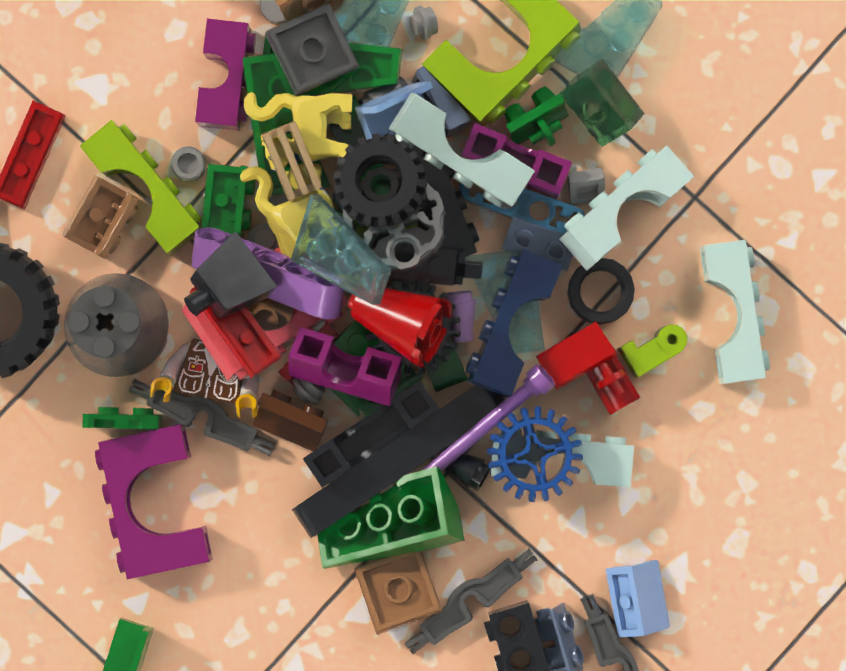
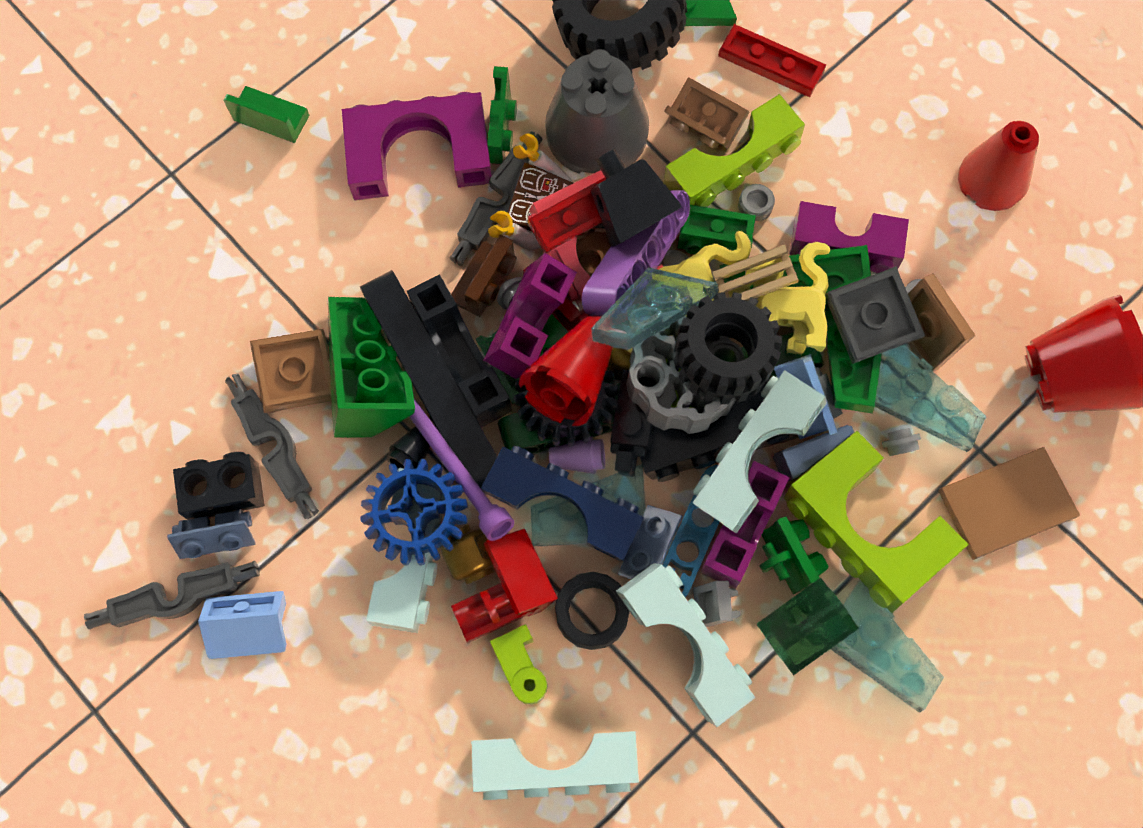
camera: 90 degrees right, 15 degrees down
(566, 402) = (469, 556): none -> pearl gold head

